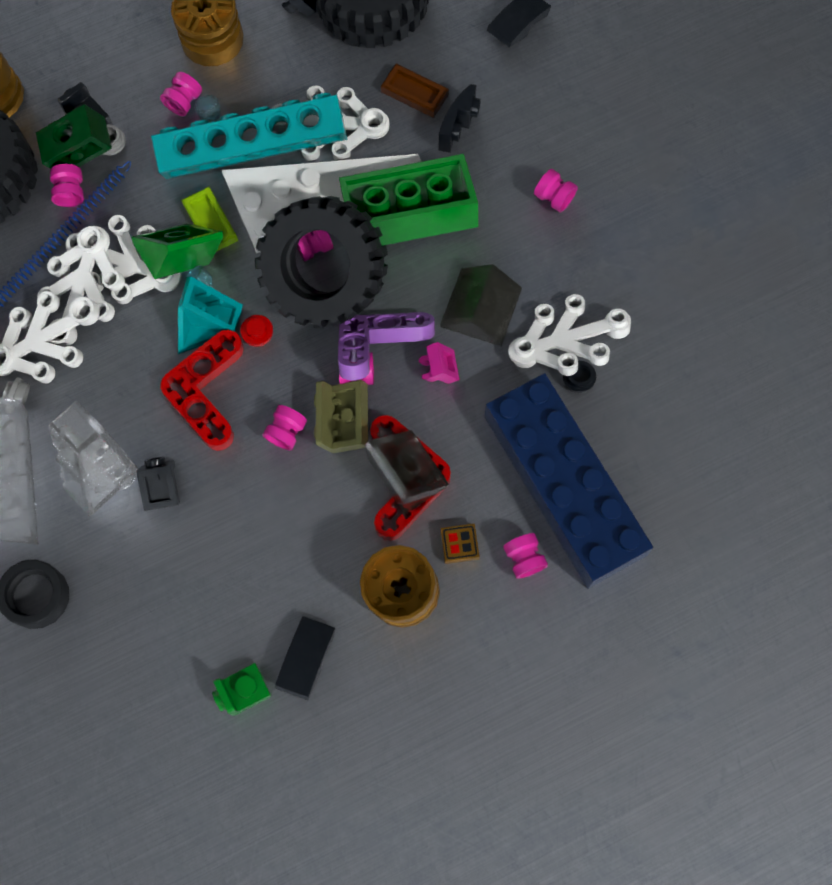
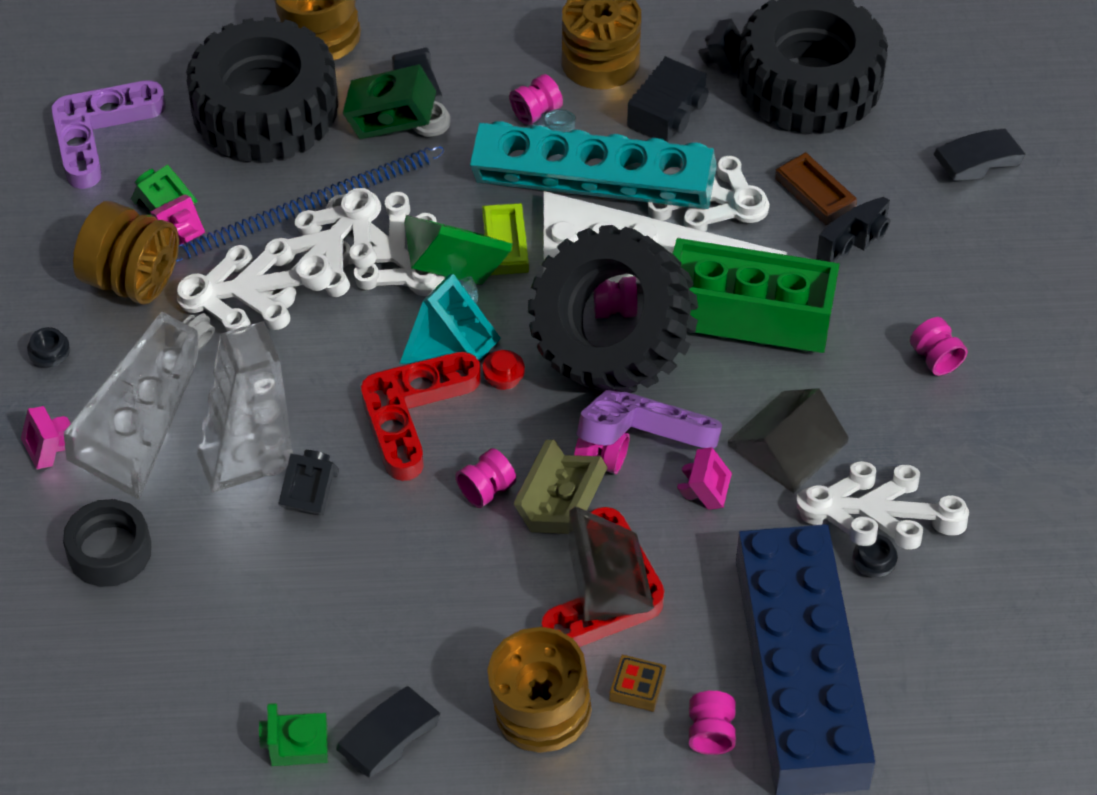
camera: 20 degrees right, 20 degrees down
(66, 184) = (359, 146): dark pink wheel -> none
(277, 57) = (667, 100): none -> black brick

